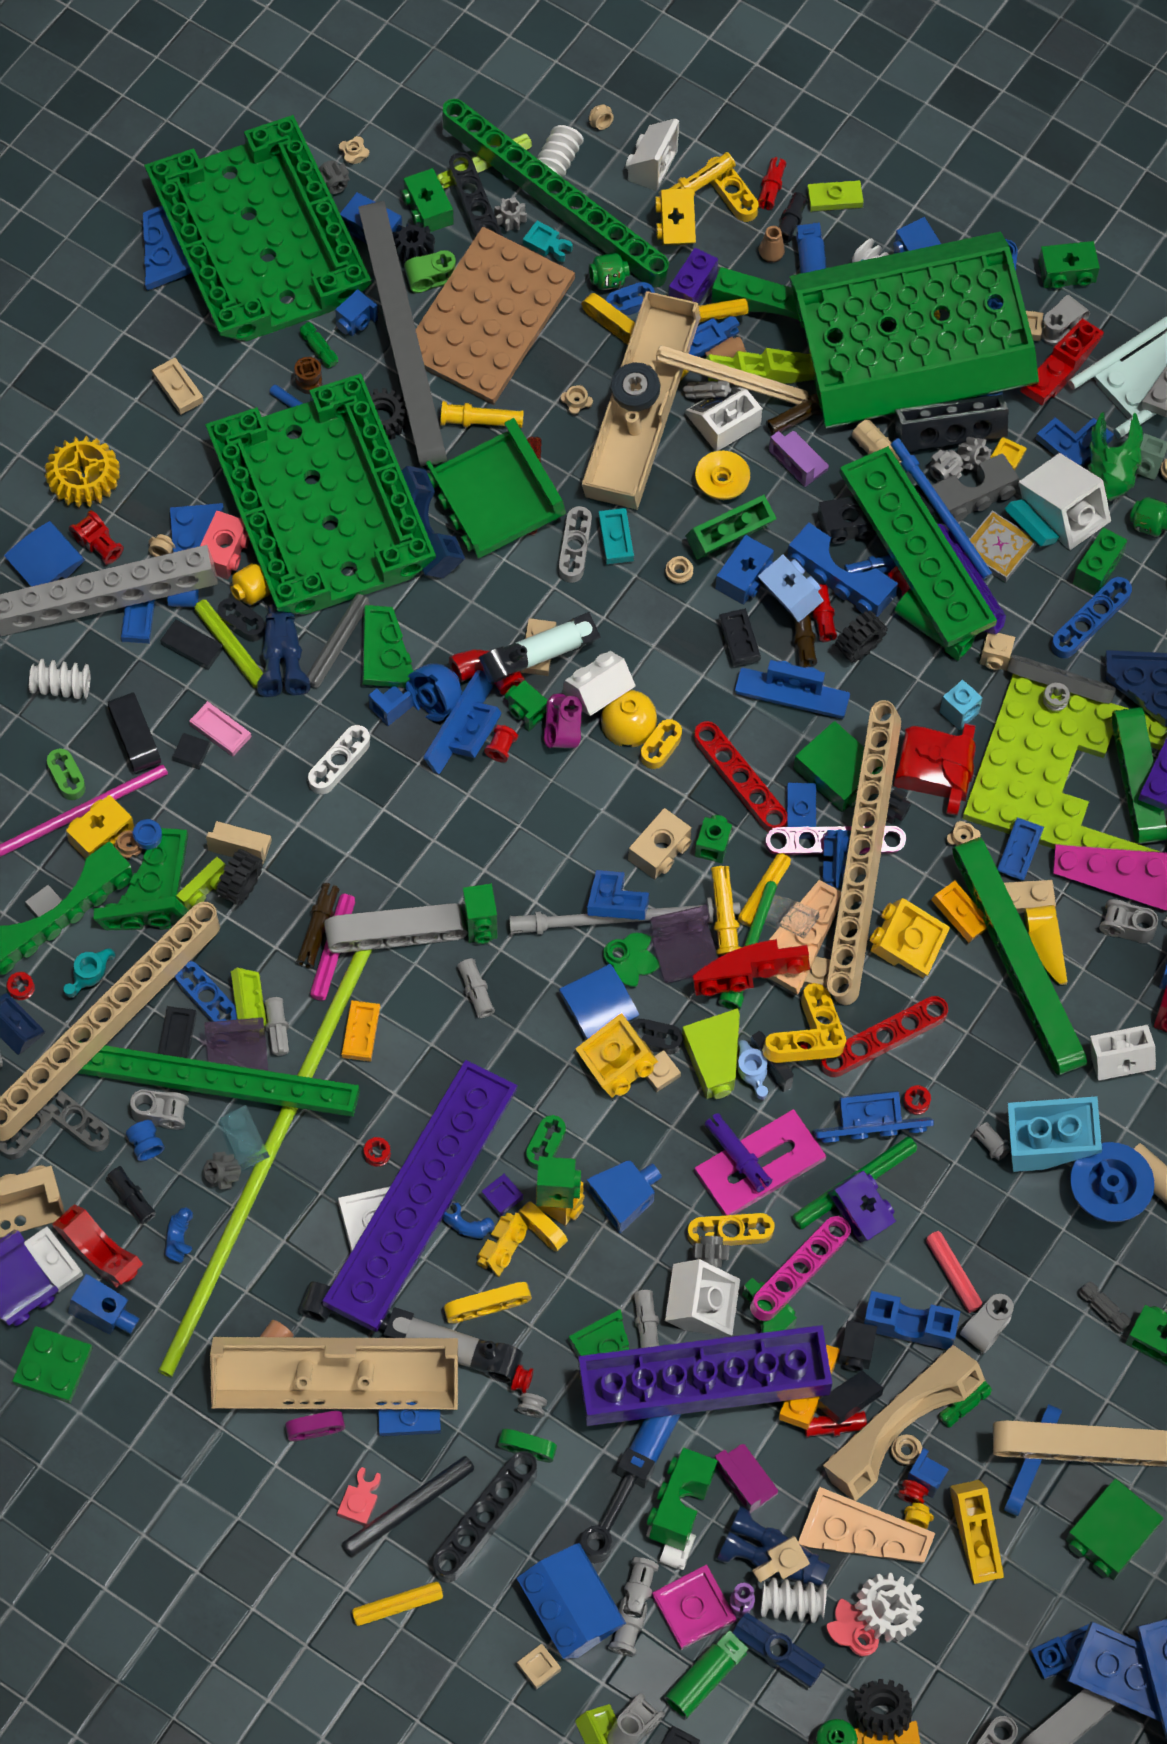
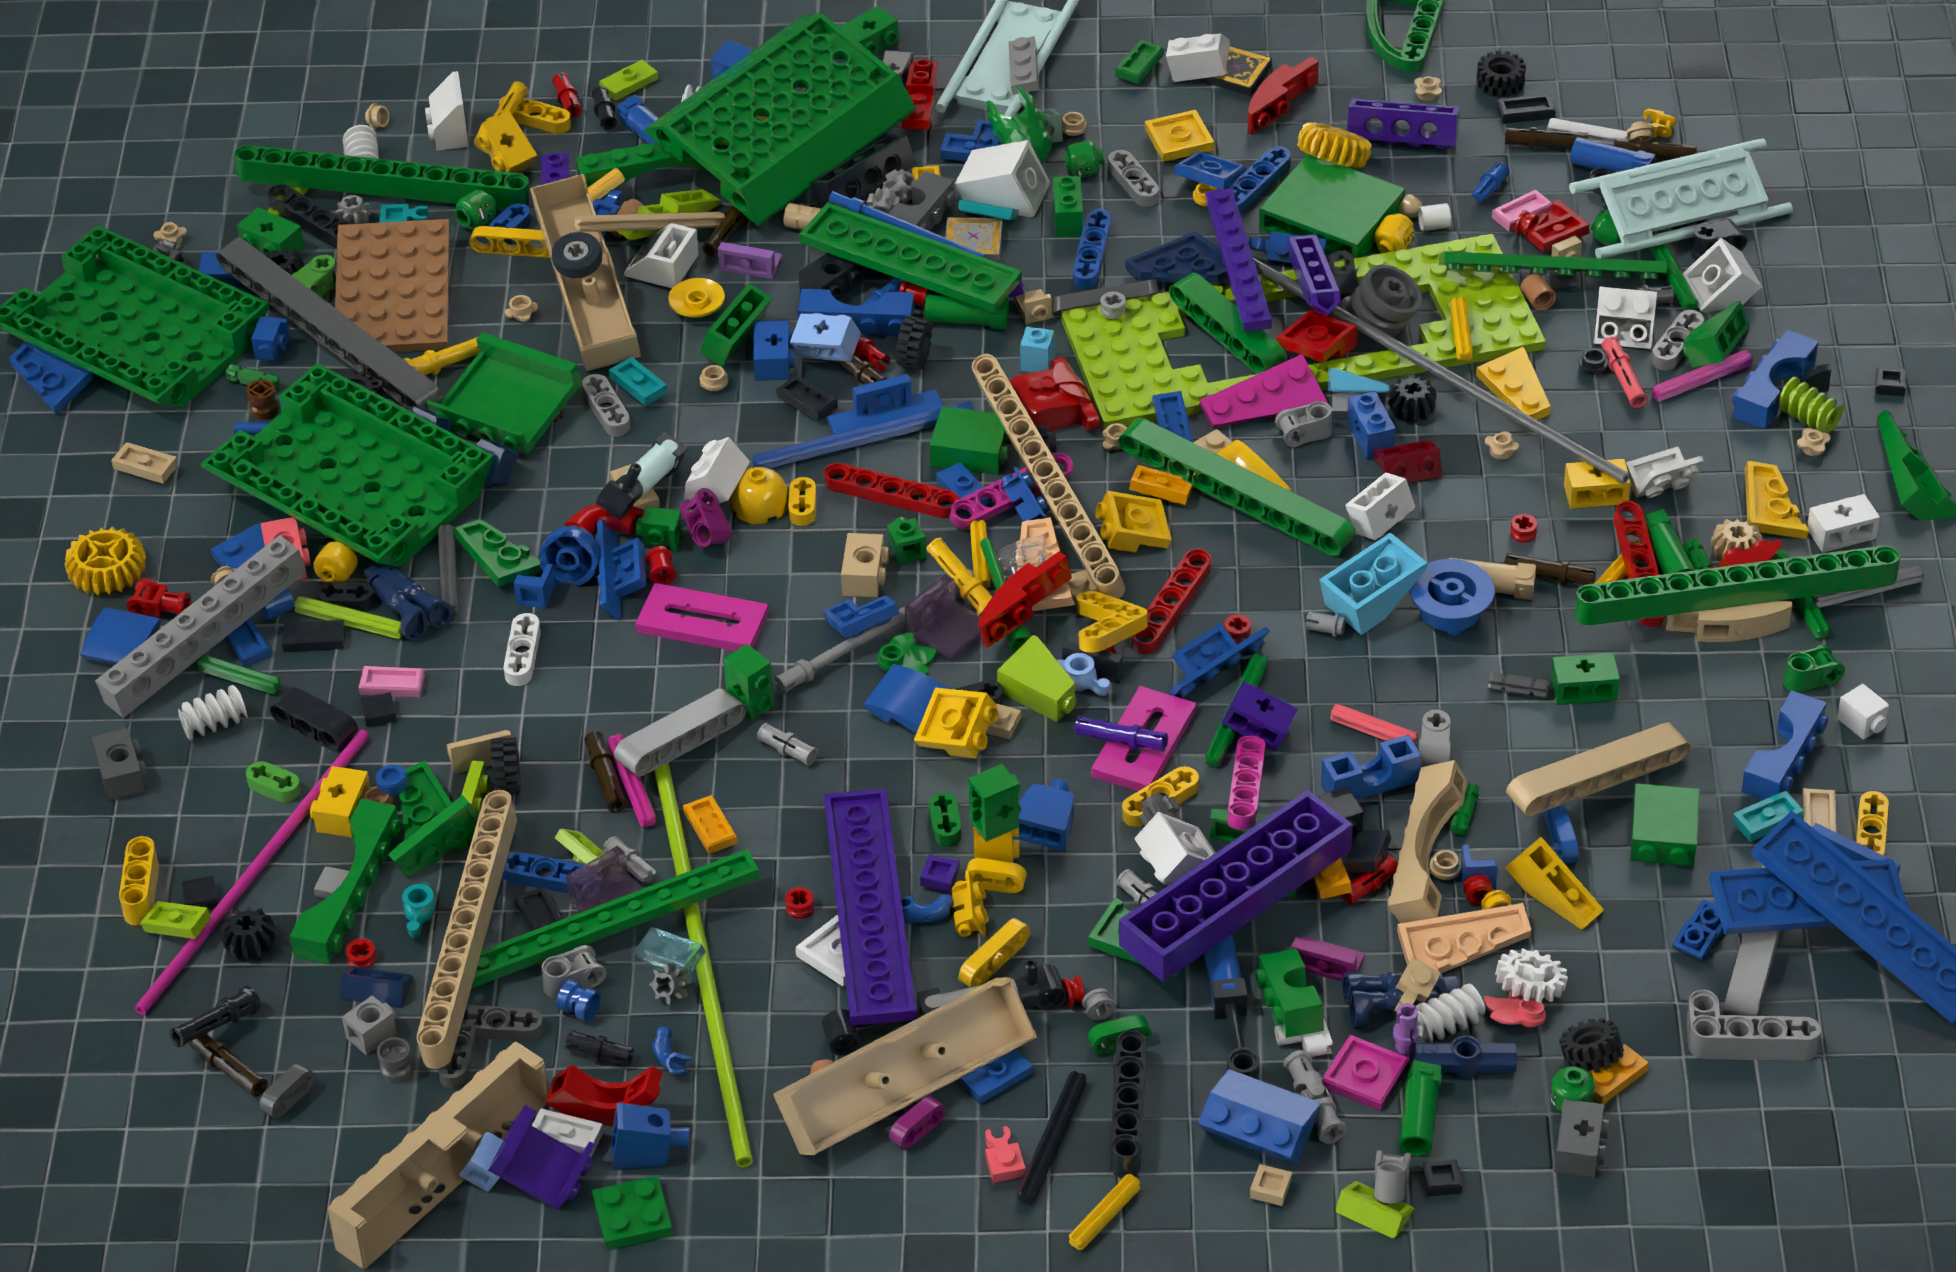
camera: 30 degrees left, 20 degrees down
(110, 649) = (239, 674): none -> green axle
(511, 851) = (658, 622): none -> dark pink piece
(707, 389) = (634, 245): light grey axle -> none
(755, 704) = (851, 438): none -> blue axle
(772, 245) = (604, 130): medium nougat cone -> none

